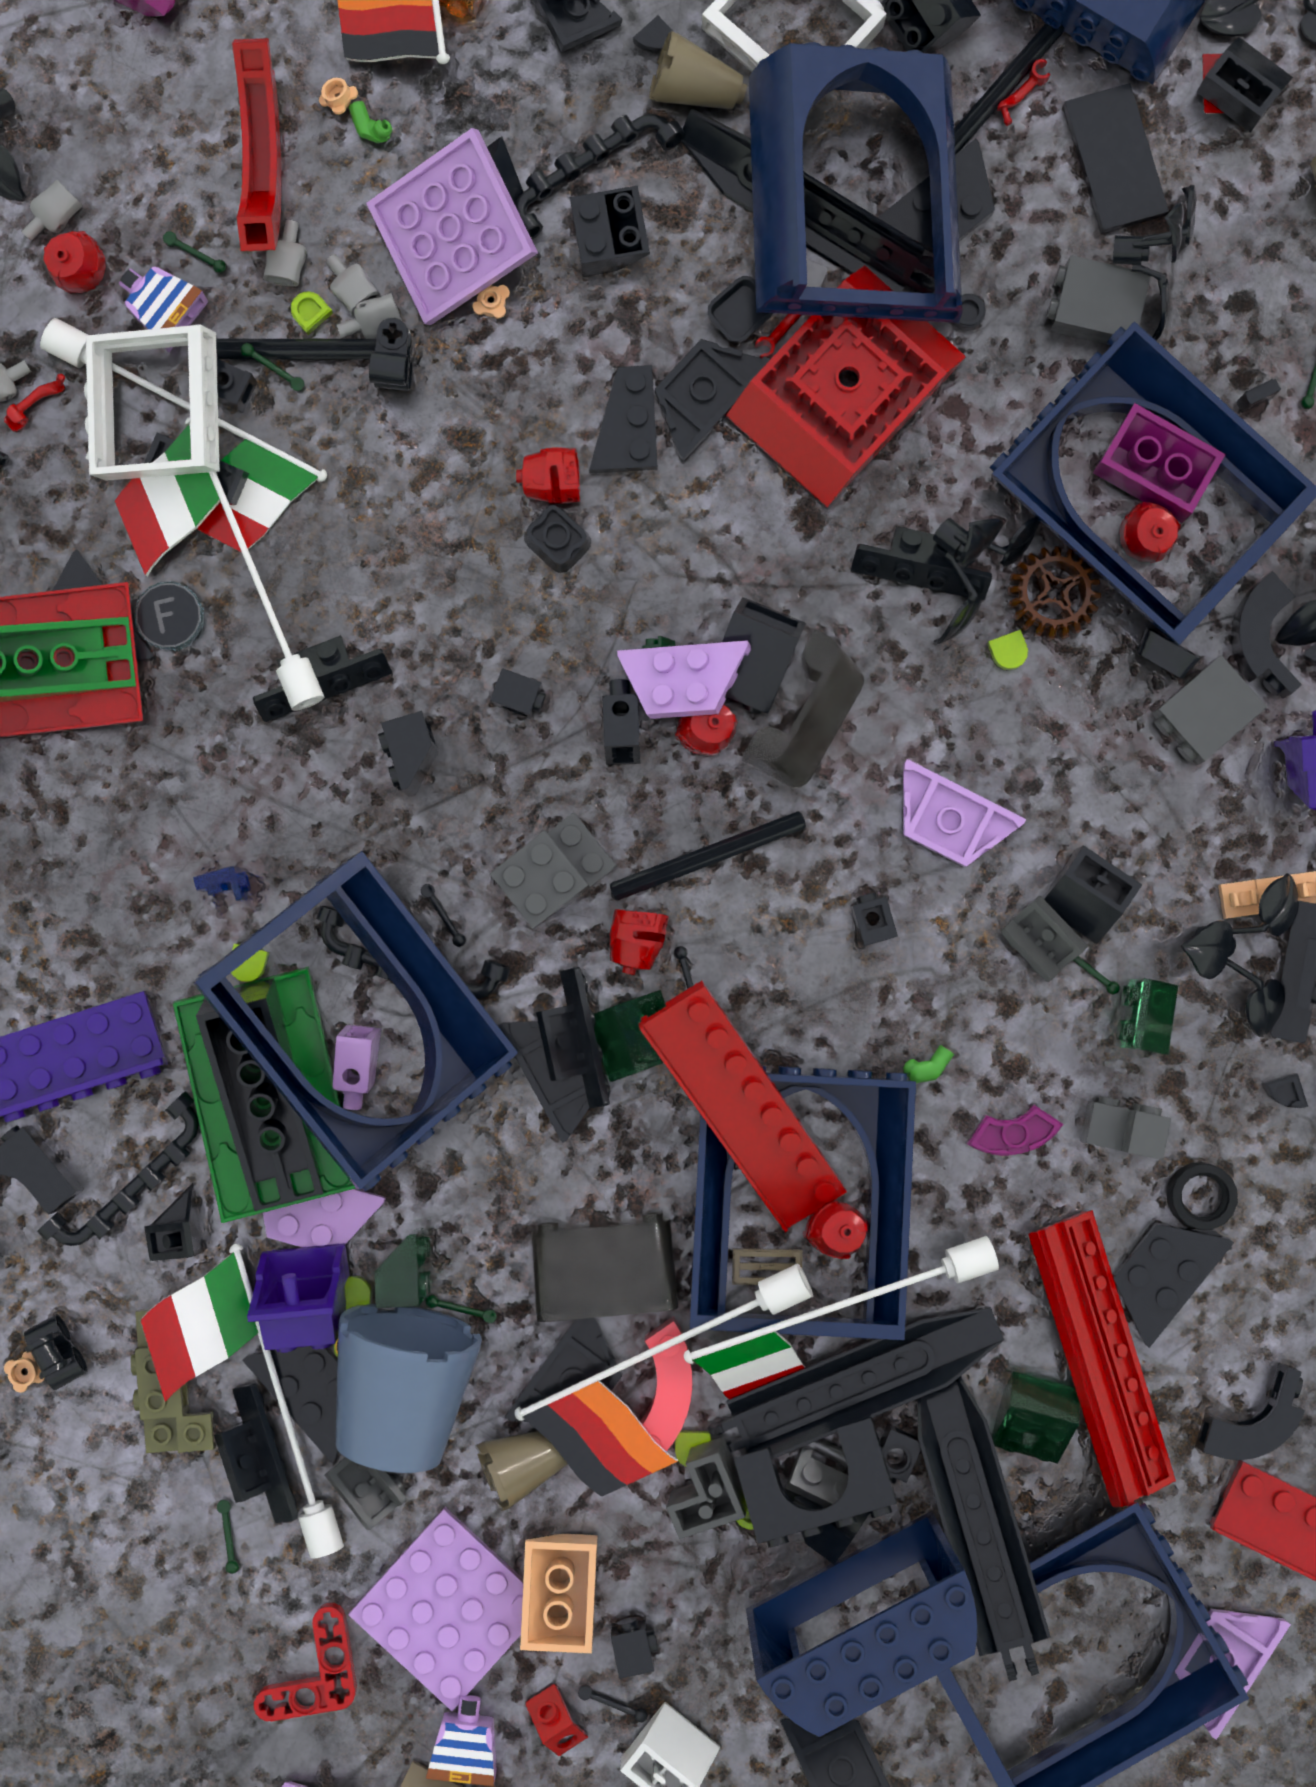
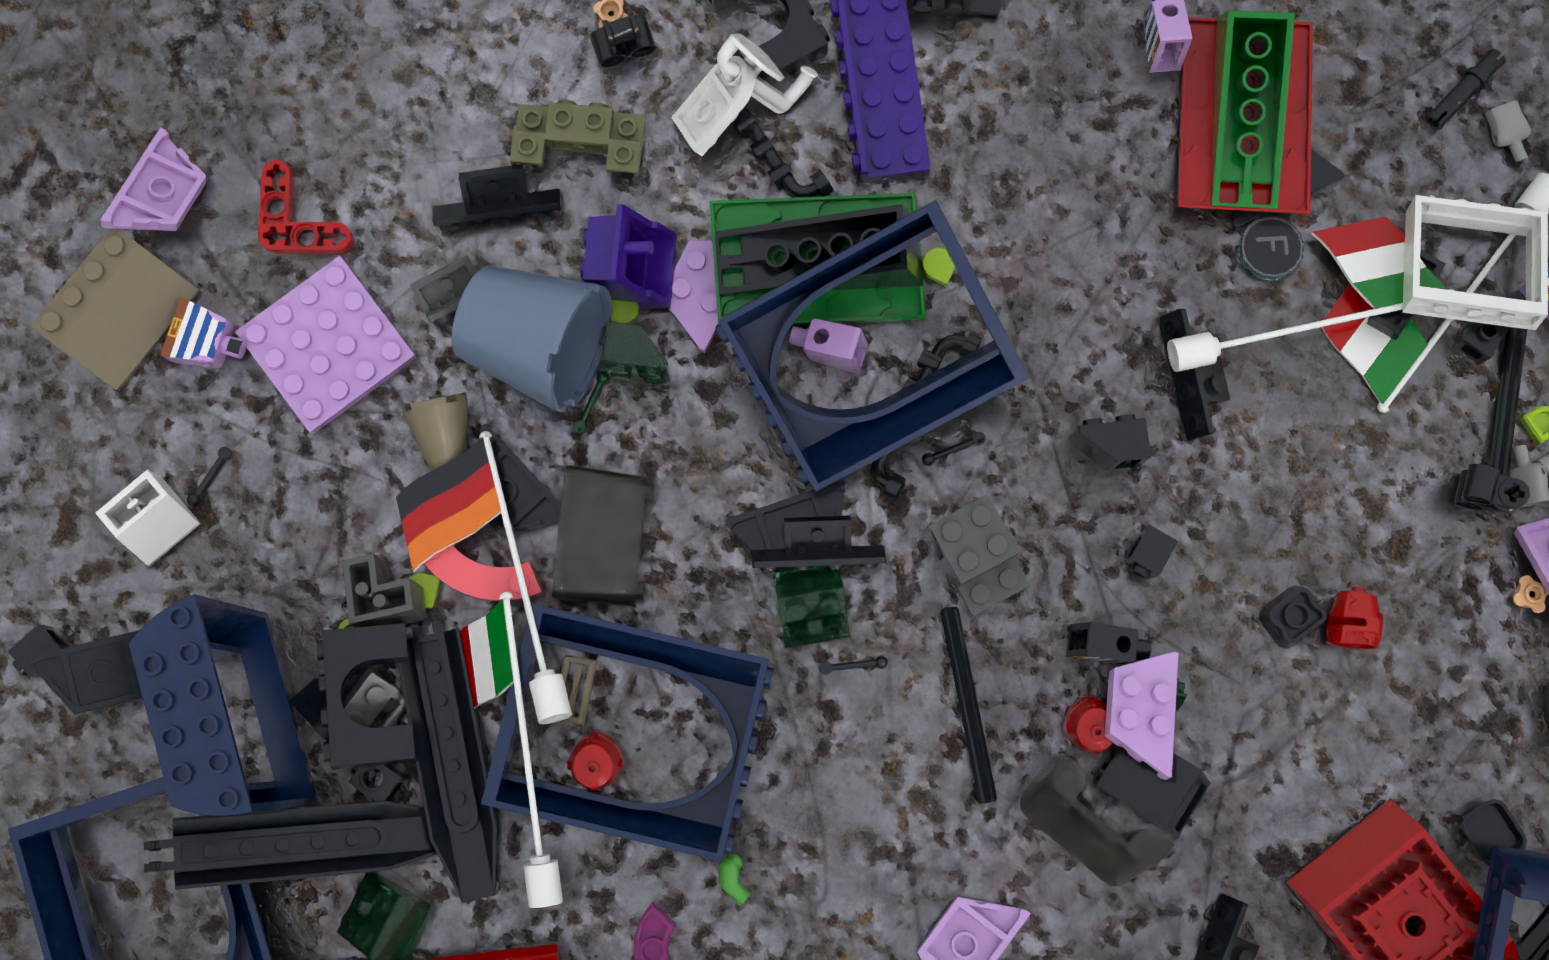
camera: 100 degrees right, 5 degrees down
(15, 413) = (1475, 141): red piece -> none
(92, 1224) = (729, 88): none -> white plate
(176, 1230) = (712, 168): black slope -> none
(205, 1327) = (618, 169): flag -> none
(217, 882) = (1020, 251): clear blue bracket -> none
(224, 1507) = (457, 163): dark green hinge -> none
(296, 382) = (1474, 399): dark green hinge -> none
(309, 1390) = (549, 249): black wing -> none
(554, 1720) = (205, 420): red bracket -> none
(559, 1593) = (317, 444): light nougat slope -> none
(628, 424) = (1393, 704): black wing -> none
(633, 1647) = (254, 503): black brick -> none
(636, 939) = (901, 622): red helmet -> none
(703, 391) = (1417, 780): black wing -> none
(742, 1105) = (729, 689): red plate -> none
(776, 335) = (1464, 865): red piece -> none
(885, 926) = (867, 851): black brick -> none

